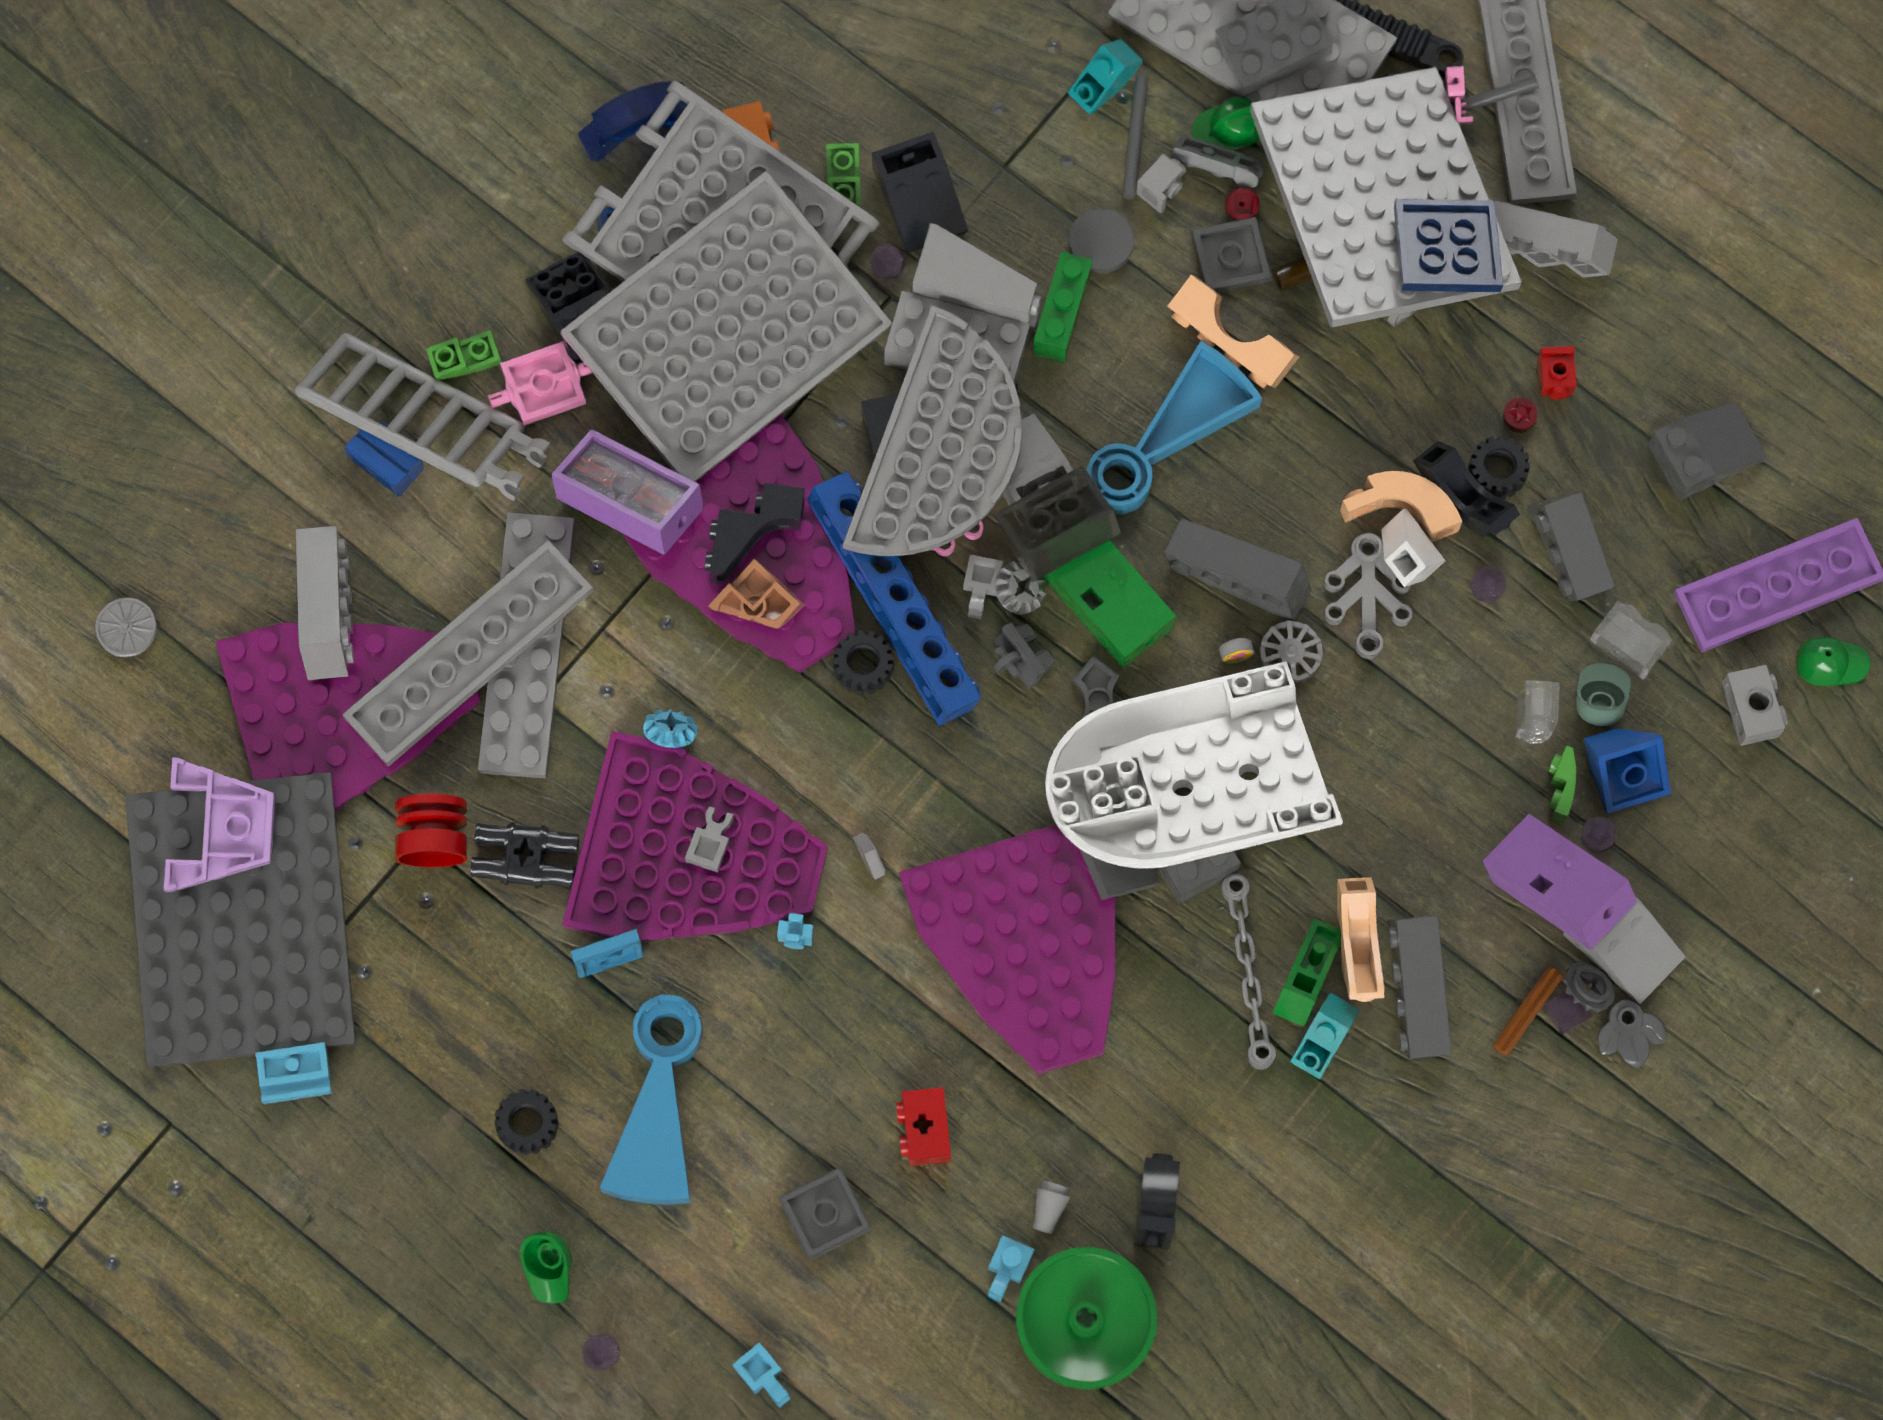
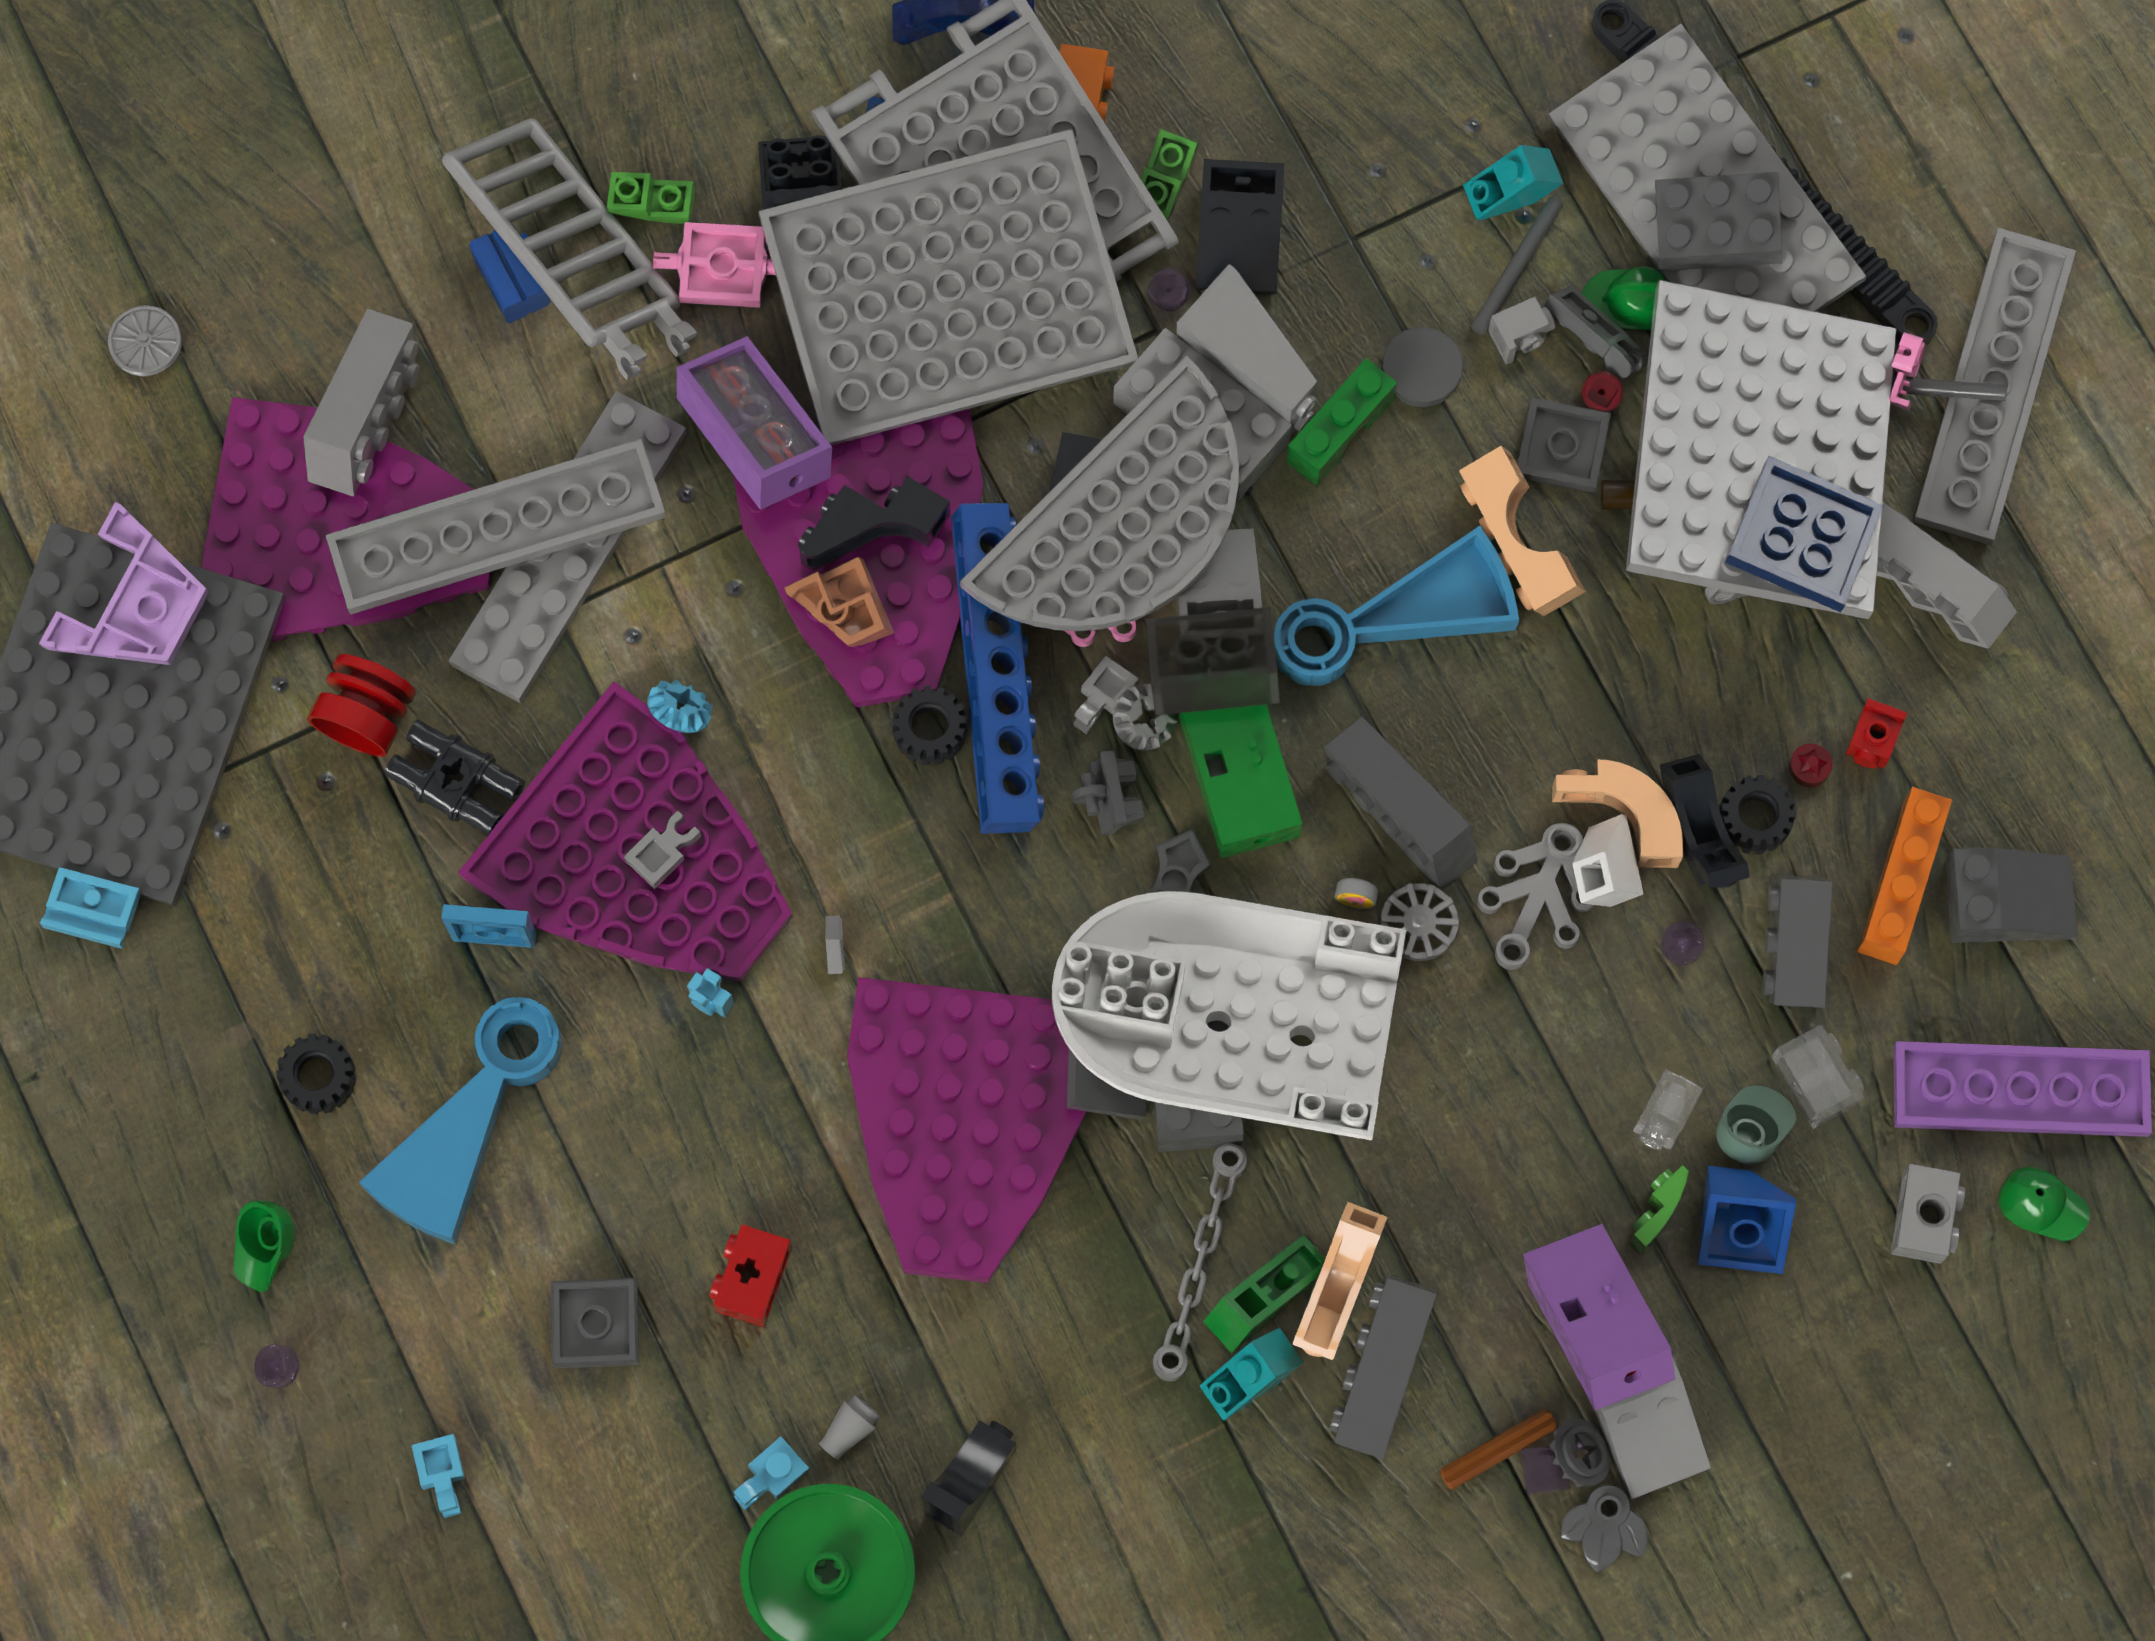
camera: 25 degrees right, 0 degrees up
(1598, 834) = (1675, 1283): clear purple tile -> none
(1625, 466) = (1904, 876): none -> orange brick

